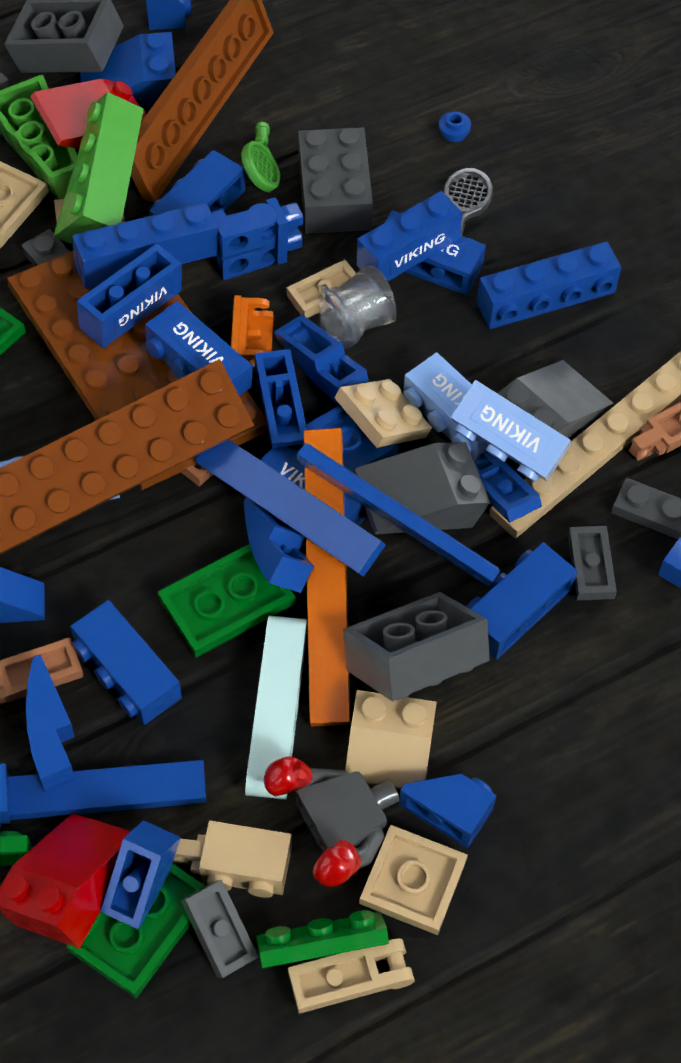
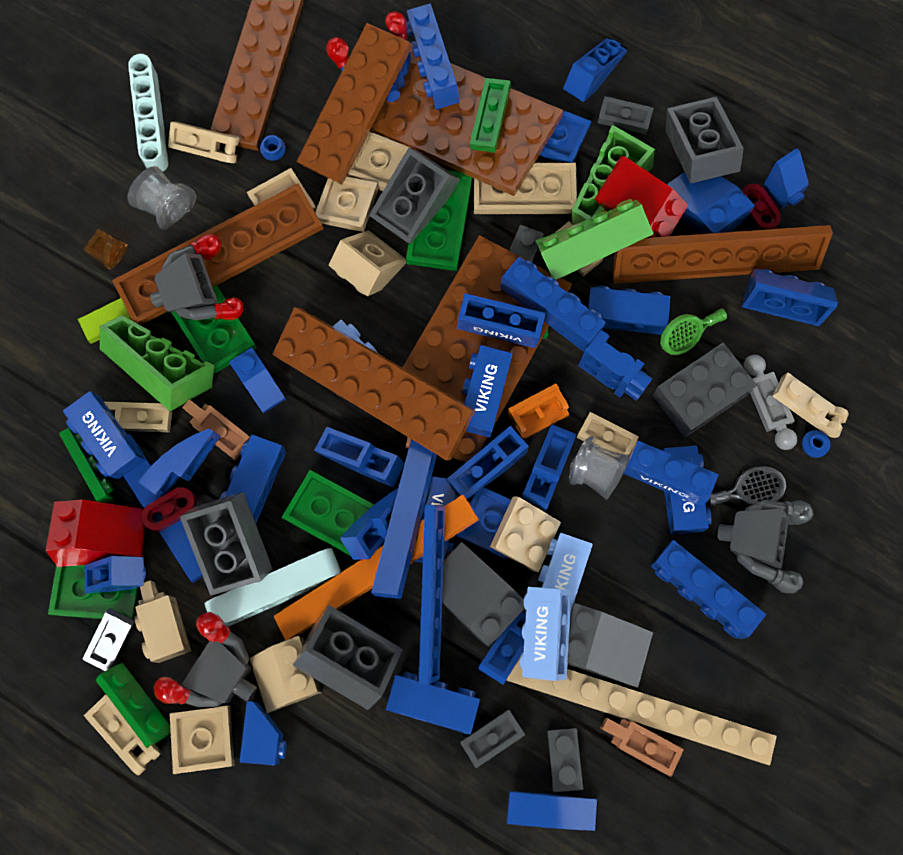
camera: 65 degrees right, 15 degrees up
(95, 773) = (169, 507): none -> dark red plate
(176, 534) = (360, 456): none -> blue slope
(184, 36) = (763, 208): none -> dark red plate
(192, 711) = (226, 543): none -> dark grey brick
(288, 63) = (789, 297): none -> blue slope
(393, 136) = (771, 411): none -> light grey plate
(413, 105) = (810, 405): none -> tan plate
(528, 211) = (761, 536): none -> dark grey torso

